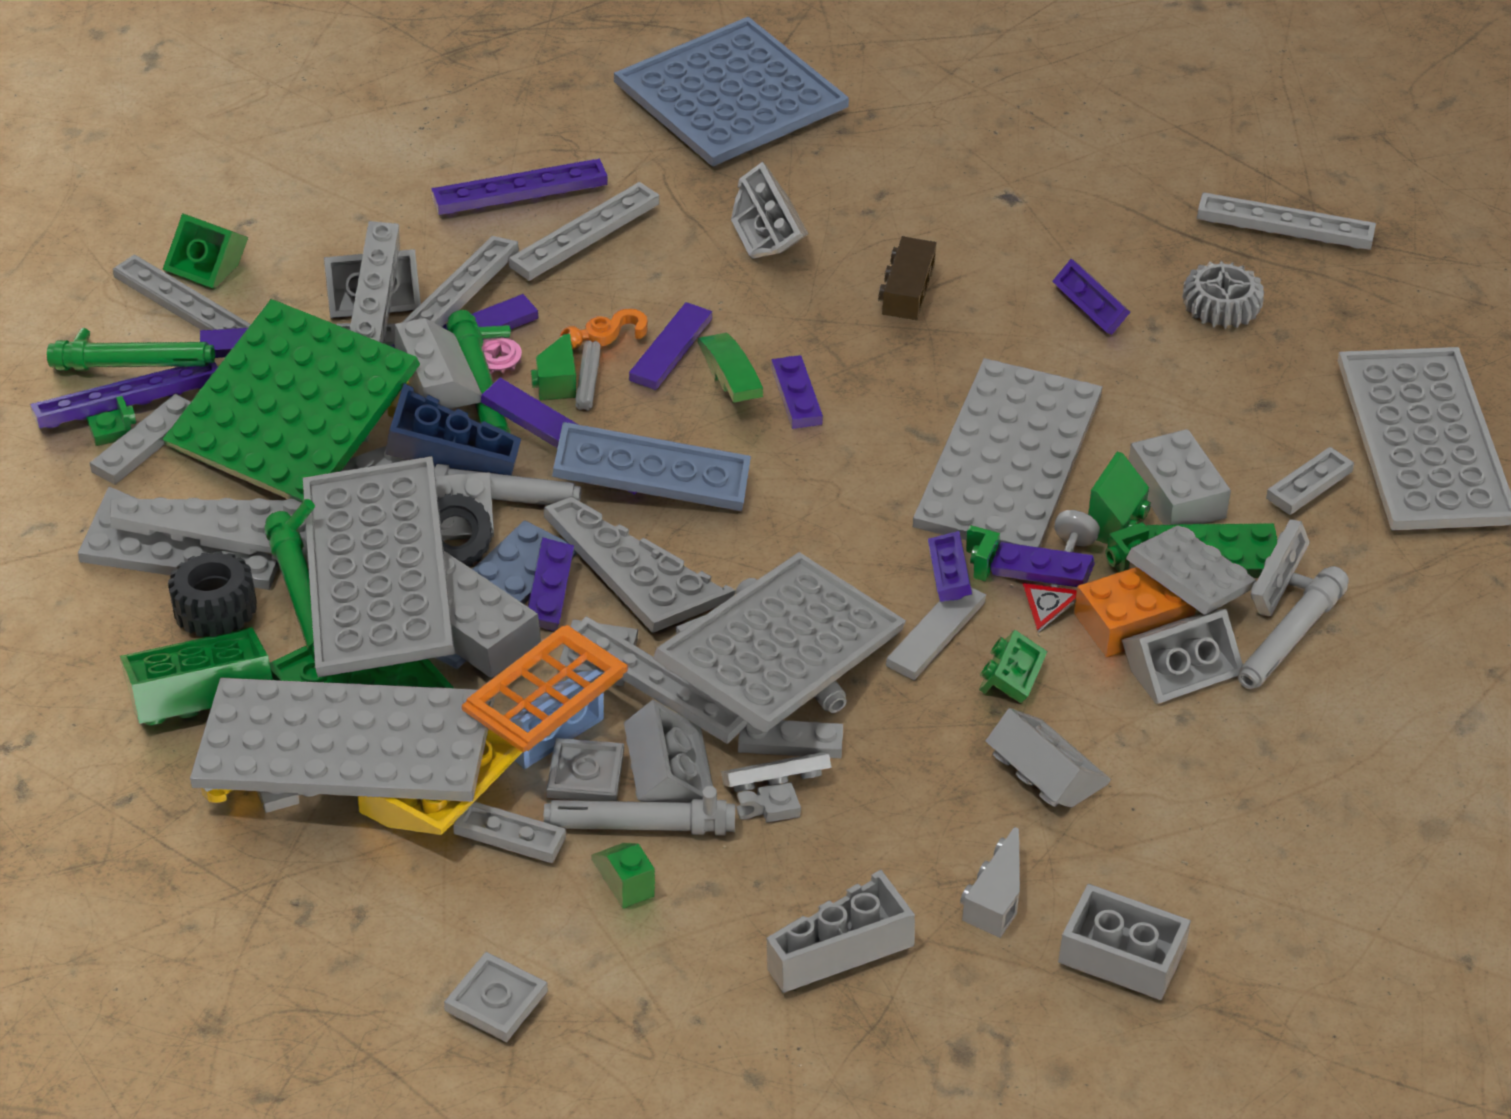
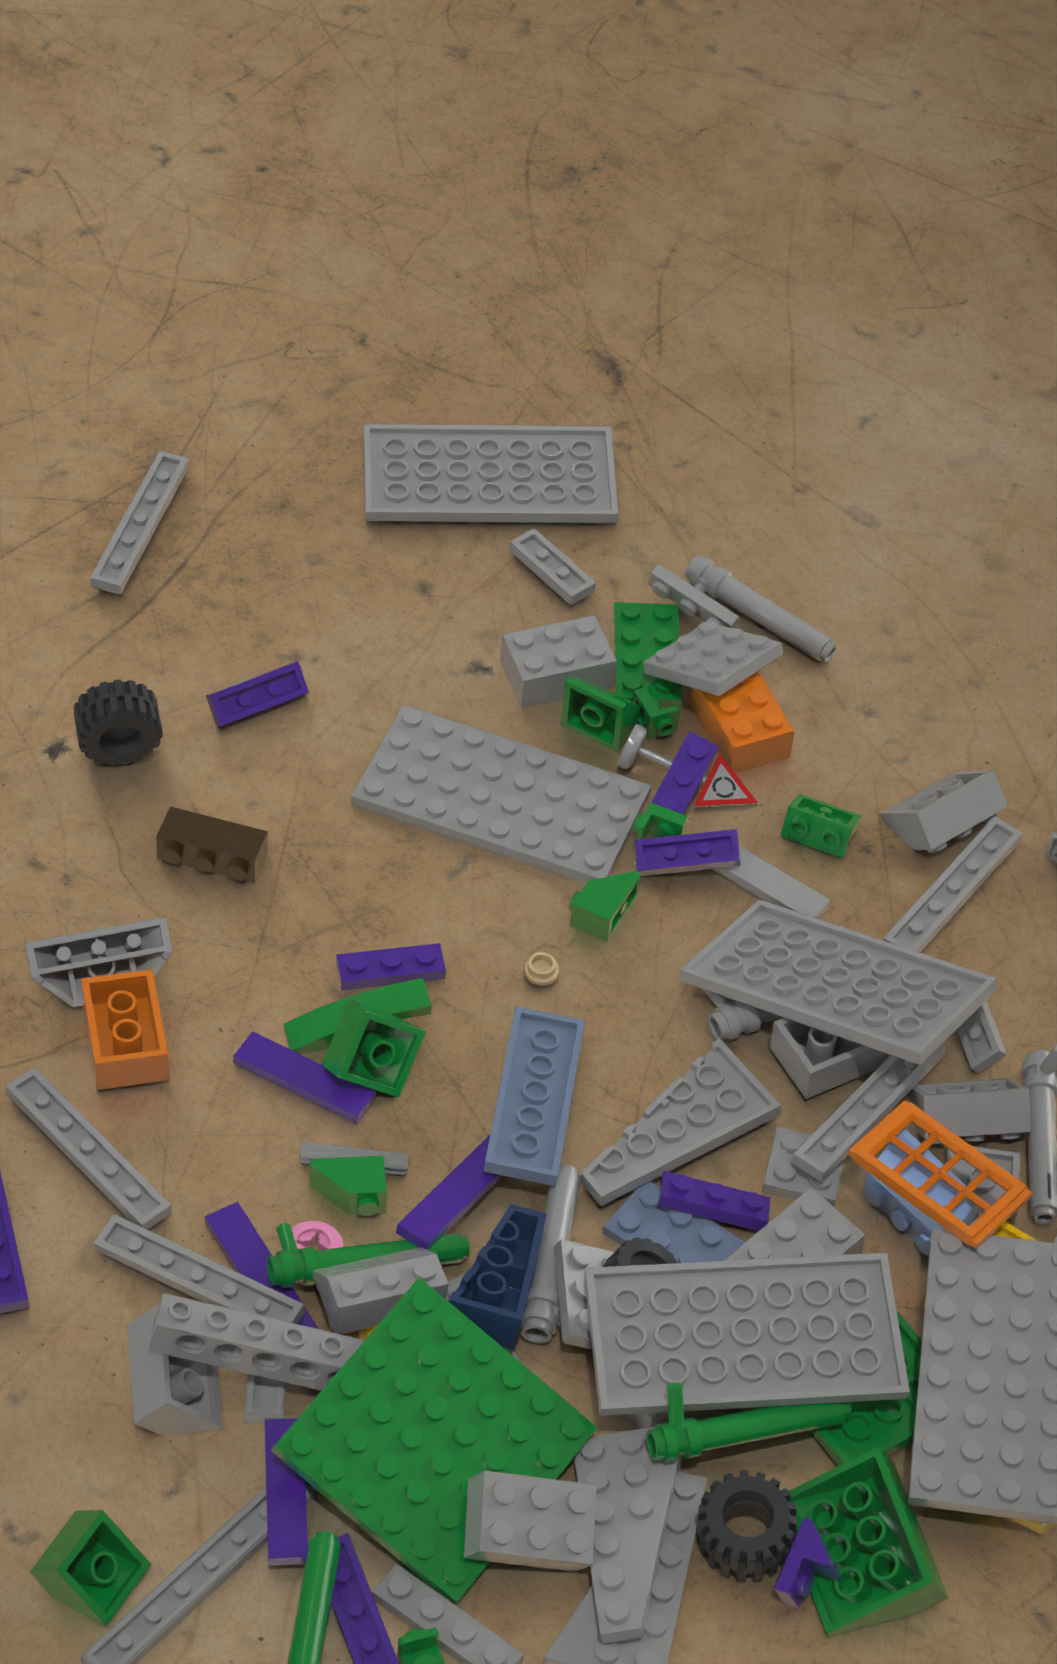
camera: 90 degrees left, 5 degrees up
(174, 628) = (805, 1557): none -> dark purple slope
(213, 452) = (530, 1521): none -> light grey brick
(606, 330) = (279, 1138): orange piece -> none
(685, 361) = (373, 1048): none -> green slope
(698, 234) = (125, 1029): none -> orange brick
(772, 801) = (1013, 1031): light grey plate -> none
(803, 479) = (541, 969): none -> tan plate
(881, 516) = (604, 903): none -> green slope
(945, 764) = (955, 886): none -> light grey plate
(1020, 203) = (118, 722): none -> black tyre
(1184, 655) = (805, 695): light grey slope -> none
(1223, 294) = (244, 592): light grey gear -> none

